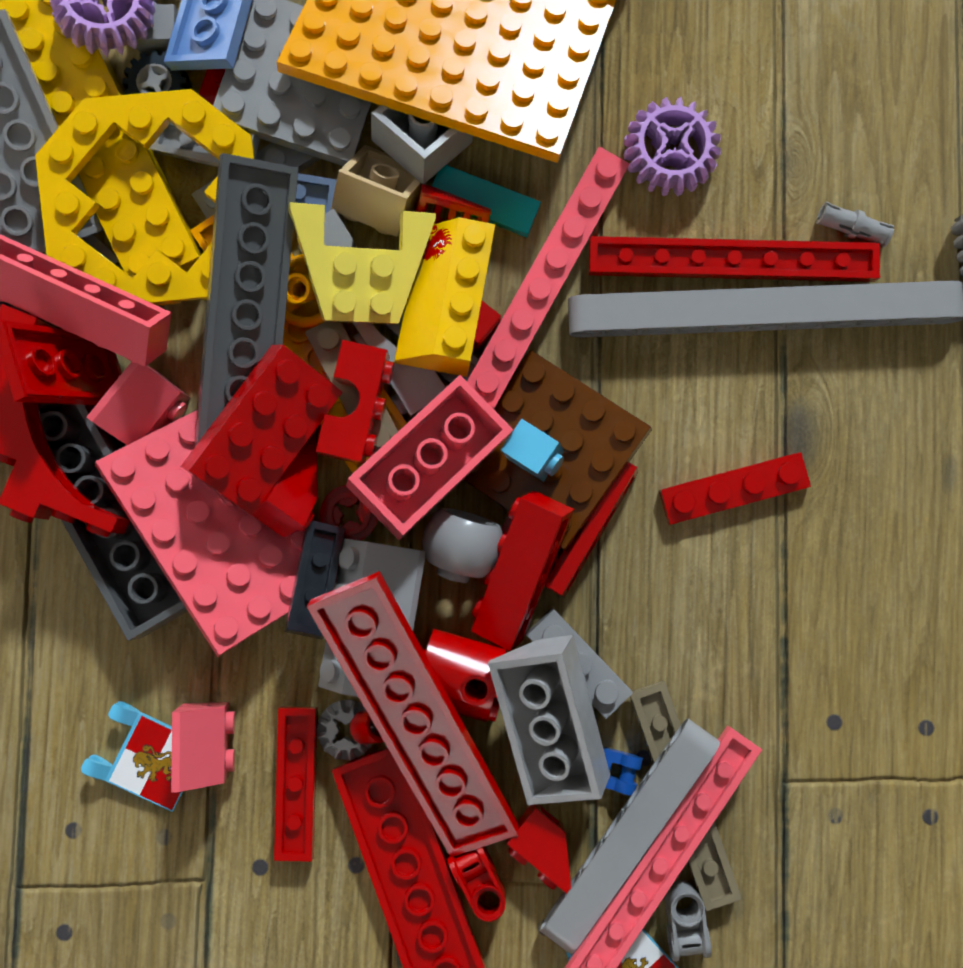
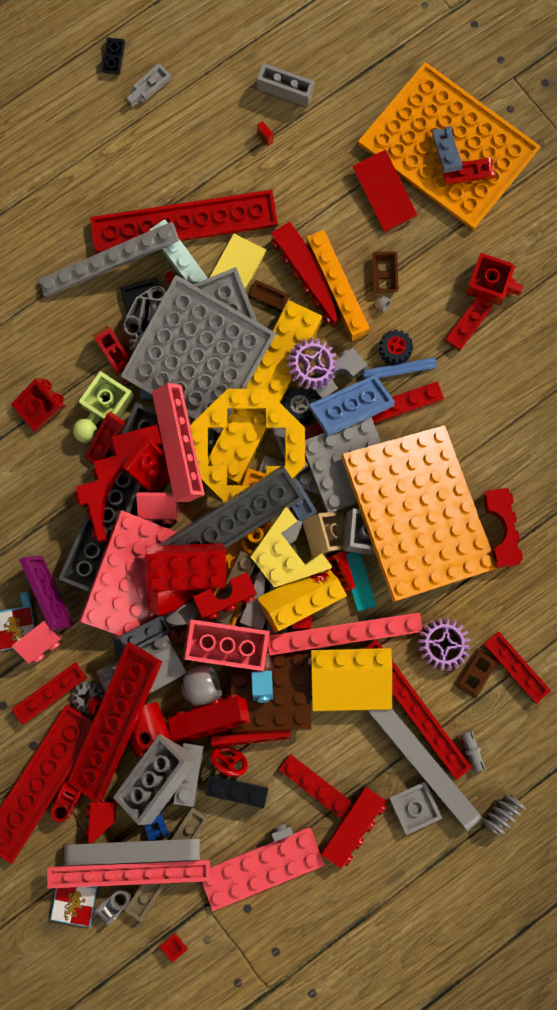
camera: 50 degrees right, 5 degrees down
(135, 675) = (46, 592): none -> magenta tile
(332, 490) = (181, 616): none -> light grey dish
(605, 593) = (227, 763): none -> red piece
(623, 311) = (351, 679): none -> yellow slope
(657, 608) = (237, 791): none -> black brick
(734, 137) = (470, 668): none -> reddish brown piece
(766, 588) = (282, 832): none -> light grey plate
(783, 71) = (517, 667): none -> red plate
(795, 655) = (262, 868): none -> coral plate
(813, 875) = (173, 947): none -> red plate
(837, 478) = (353, 827): none -> red brick
(874, 368) = (415, 808): none -> light grey plate

